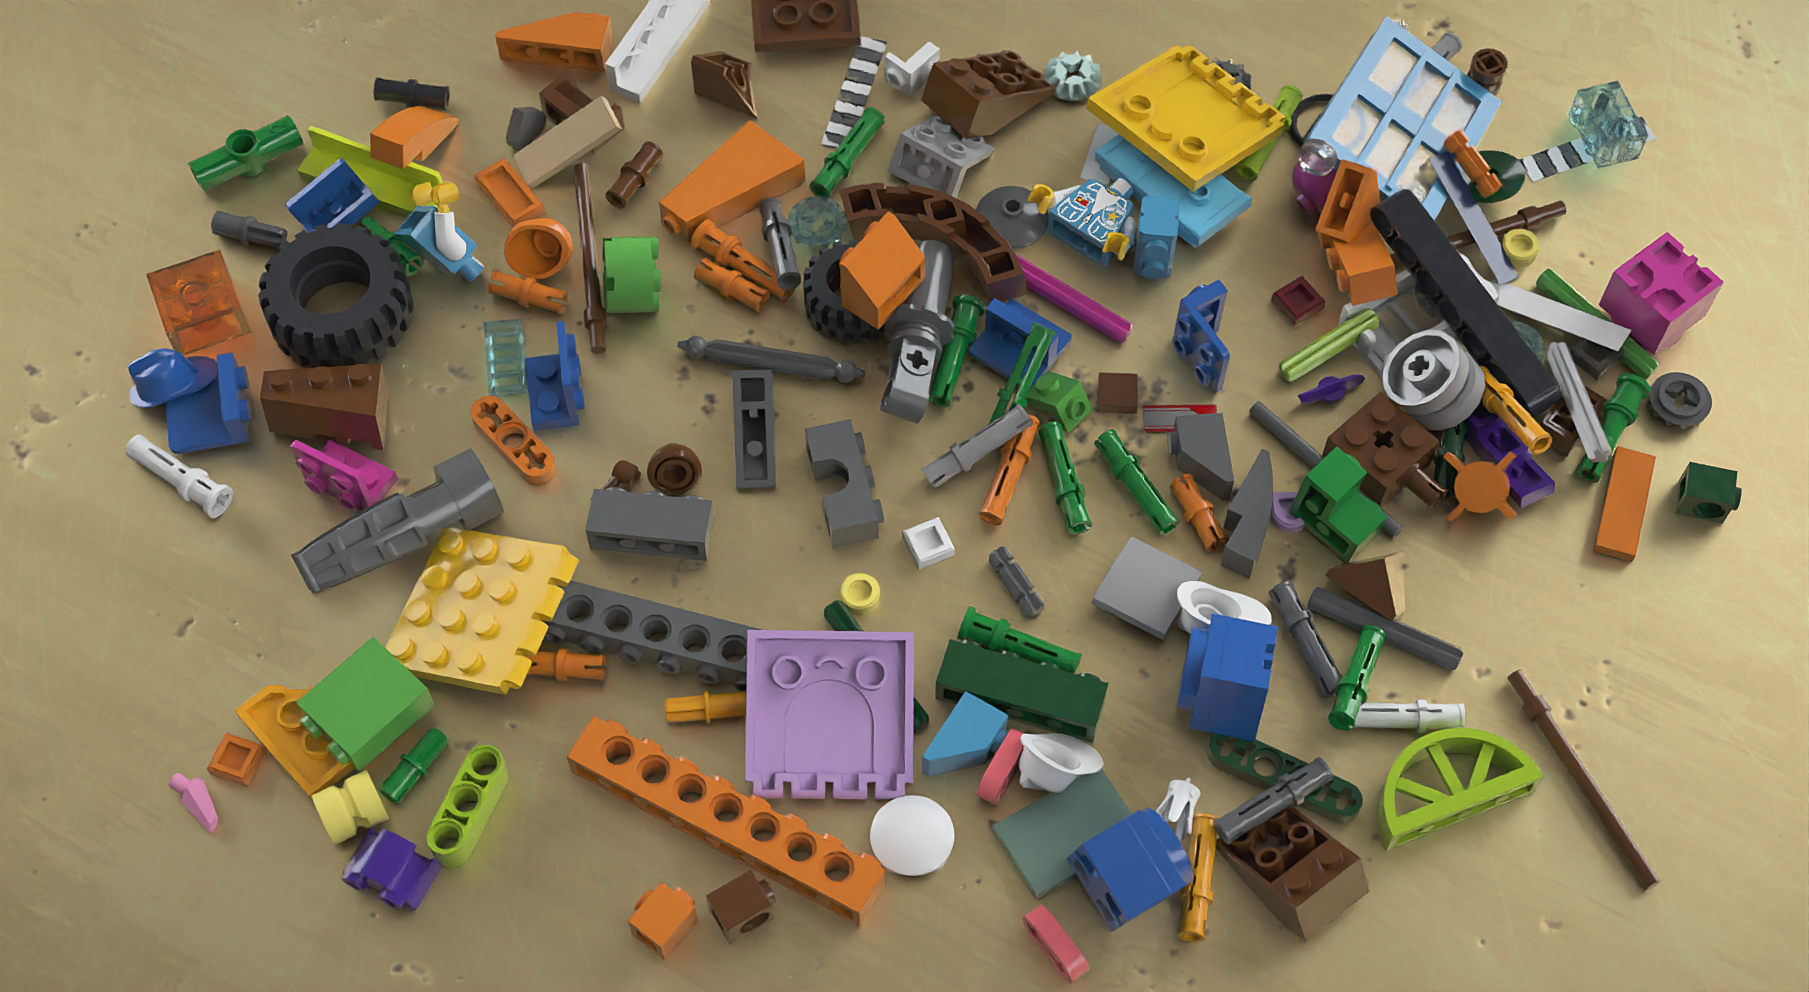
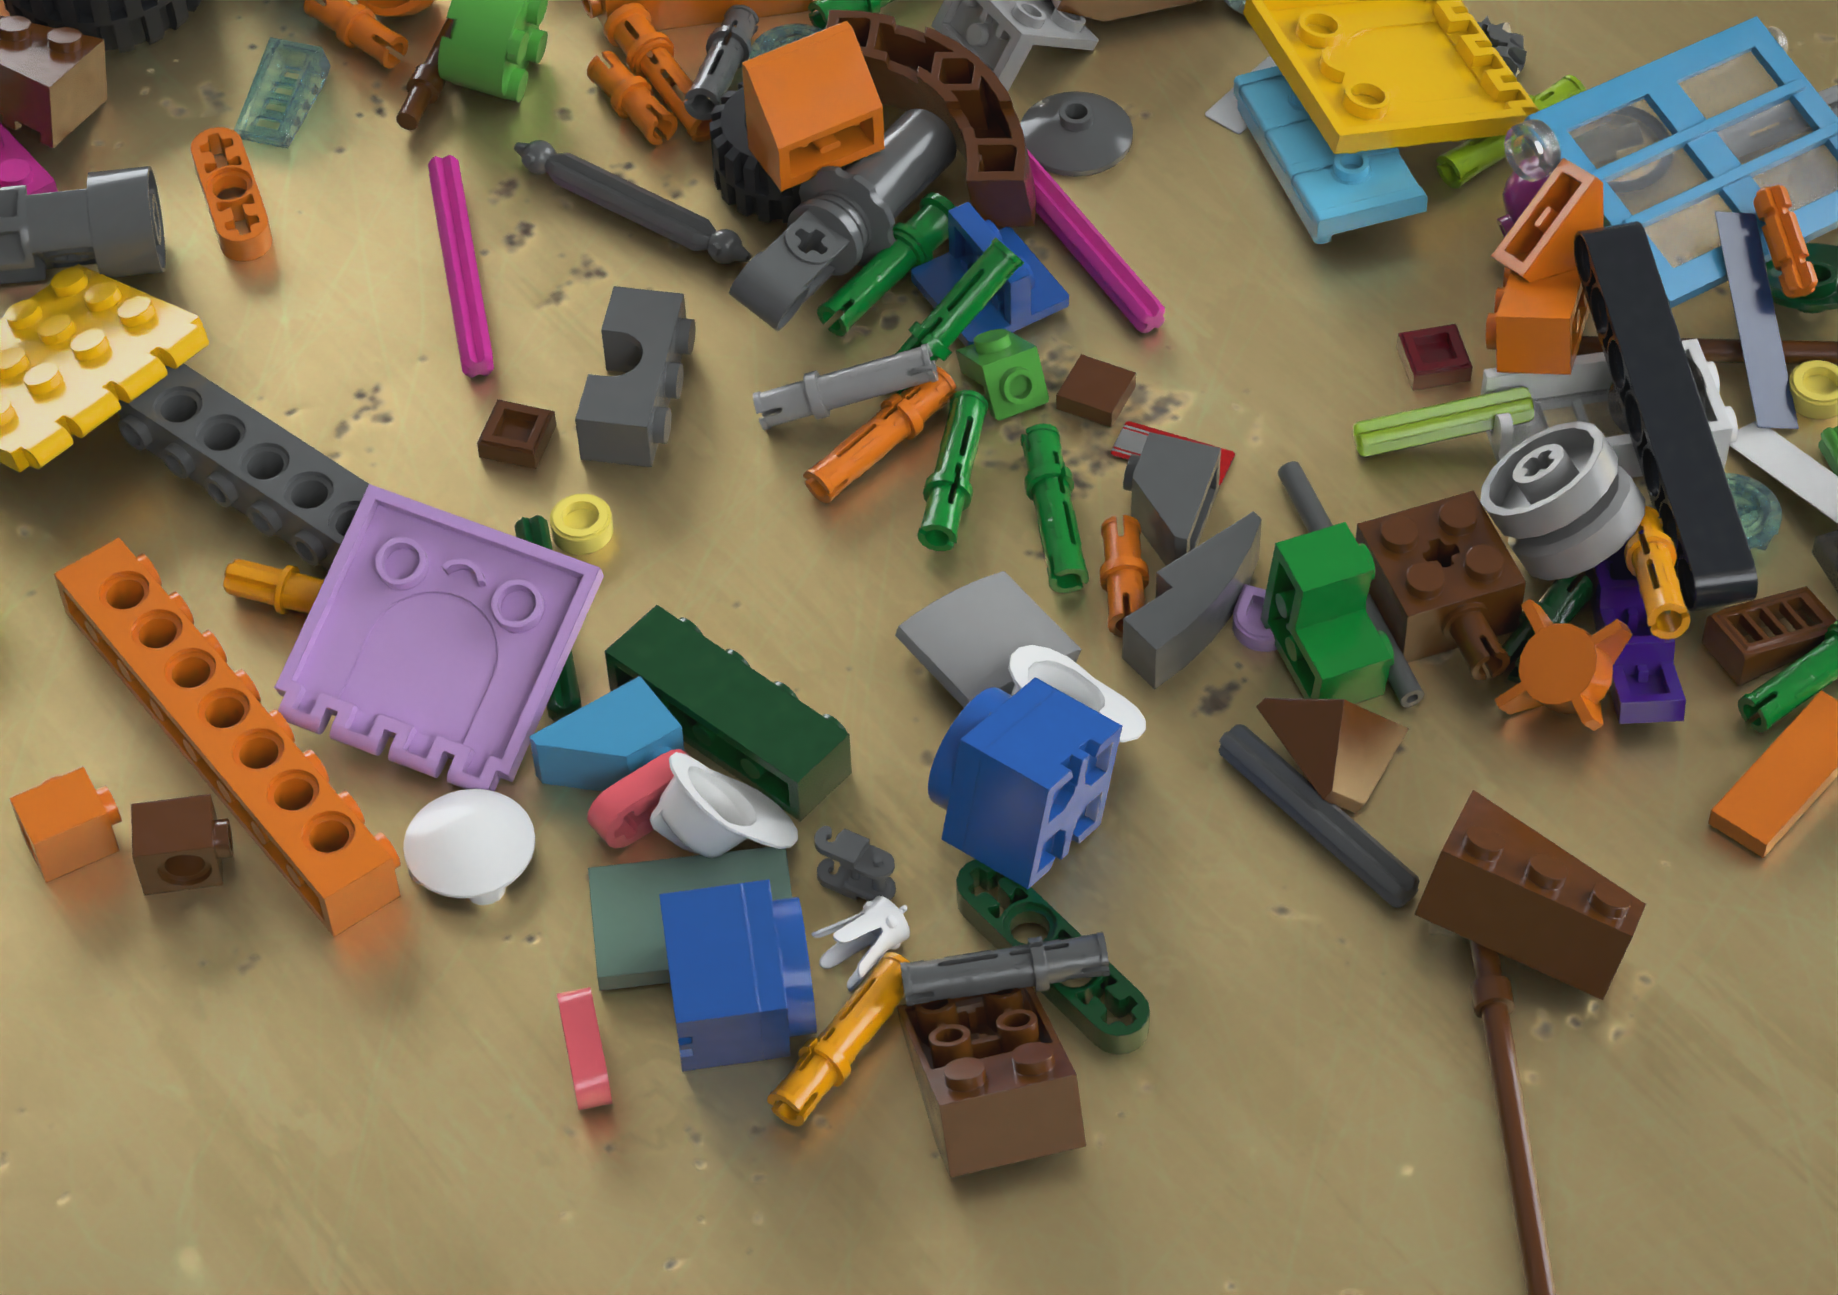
camera: 25 degrees right, 10 degrees down
(555, 385) = (325, 138): blue bracket -> none
(567, 664) = (128, 474): orange pin -> none
(624, 473) = (347, 274): reddish brown hand -> none
(650, 524) = (344, 344): dark grey brick -> none
(674, 469) = (414, 287): reddish brown brick -> none
(684, 434) = (460, 267): none -> dark pink axle
(754, 428) = (556, 267): dark grey slope -> none
(787, 546) = (516, 434): none -> reddish brown tile
(928, 543) = (714, 492): white tile -> none
(999, 637) = (745, 633): green pin -> none
(1016, 582) = (808, 578): dark grey axle -> none
(1090, 218) = (1178, 158): torso -> none
(1148, 765) = (863, 866): none -> dark grey piece
(1156, 237) = (1254, 202): dark azure brick -> none
(1196, 337) = (1256, 329): blue bracket -> none
(1300, 625) = (1188, 764): dark grey pin -> none
(1331, 389) = (1417, 482): dark purple piece -> none
(1353, 688) = (1209, 866): green pin -> none
(1411, 715) = (1293, 941): white pin -> none
(1445, 810) = (1292, 1080): lime window -> none
(1533, 642) = (1529, 899): none -> reddish brown wedge
(1578, 402) = (1782, 606): light grey axle -> none

